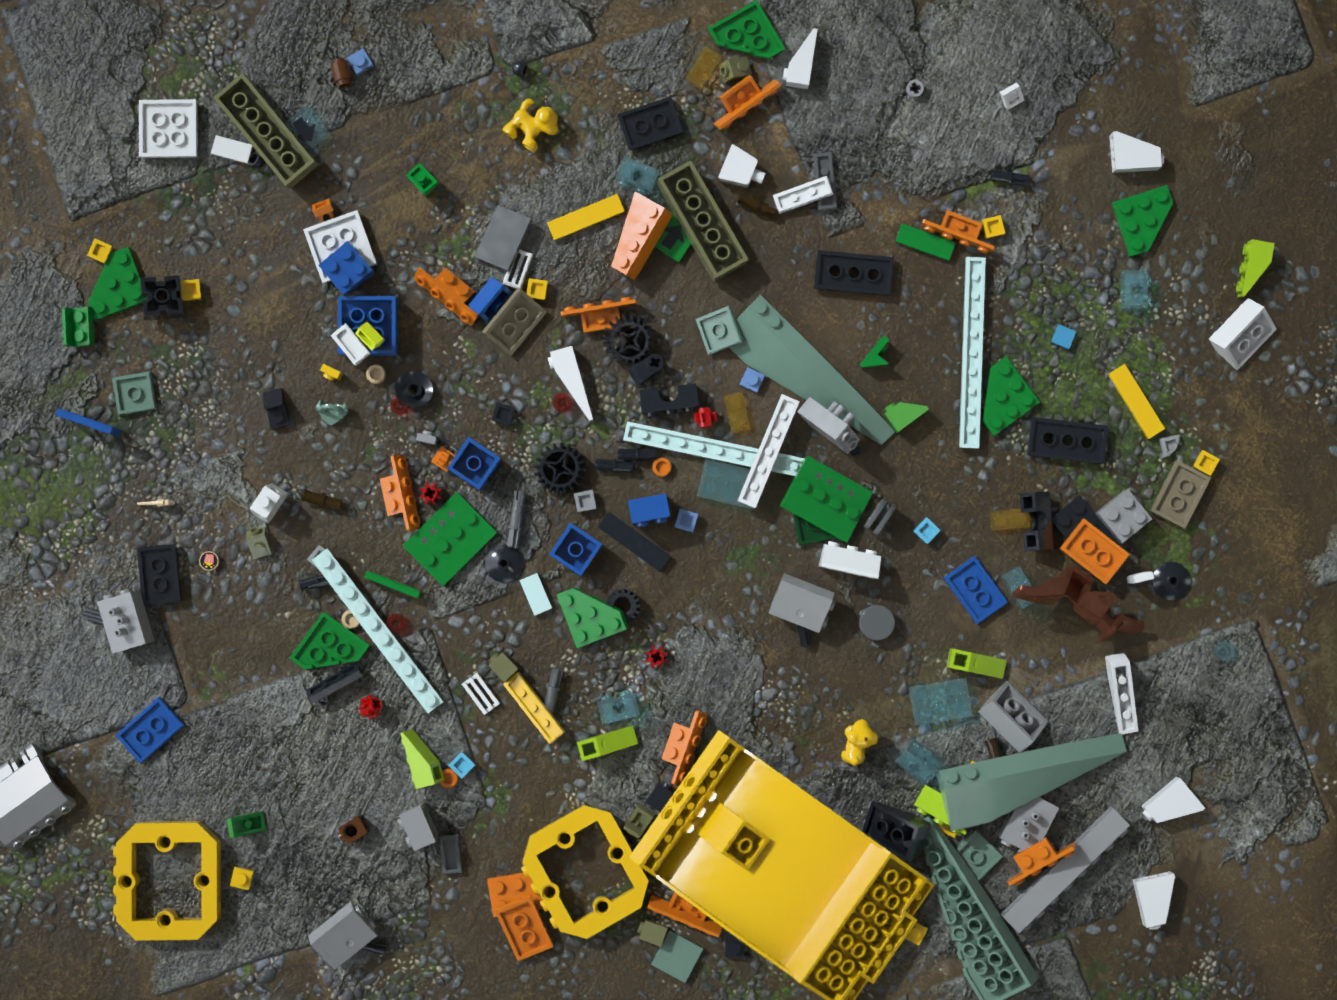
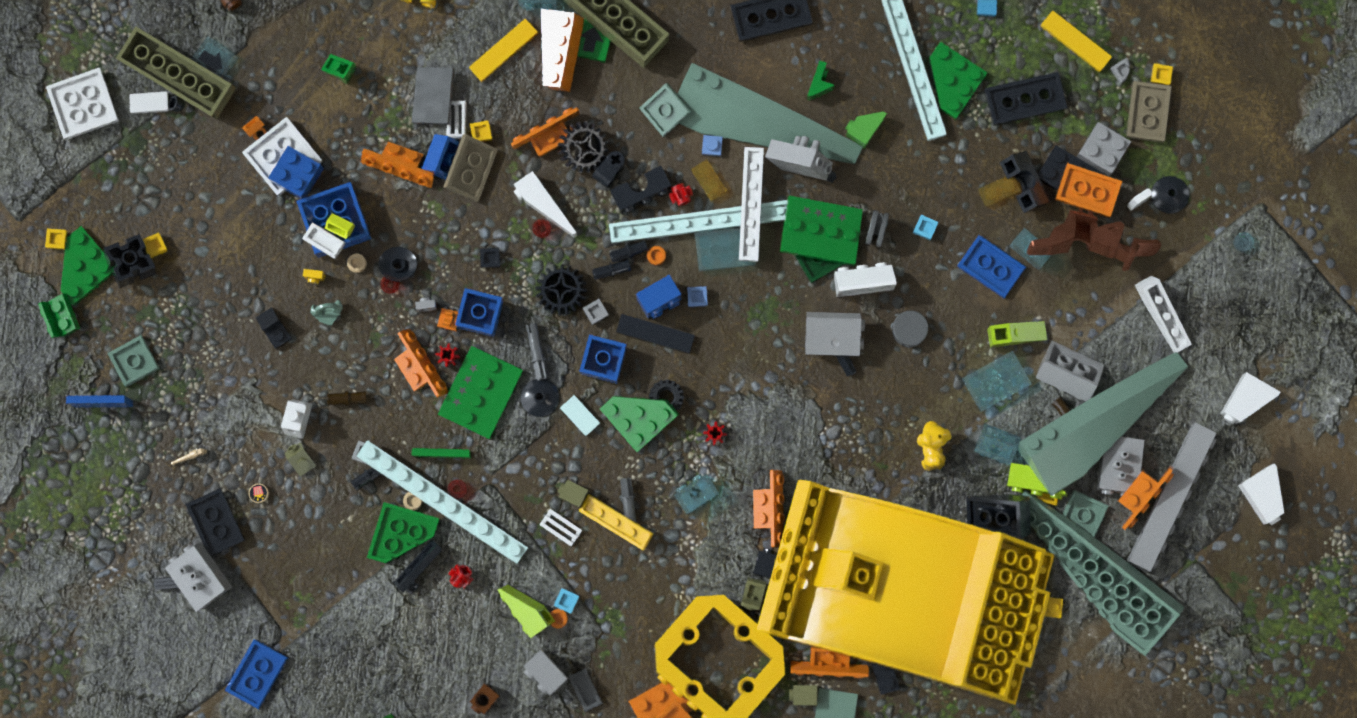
camera: 20 degrees left, 5 degrees down
(607, 743) = (697, 530): lime slope -> none

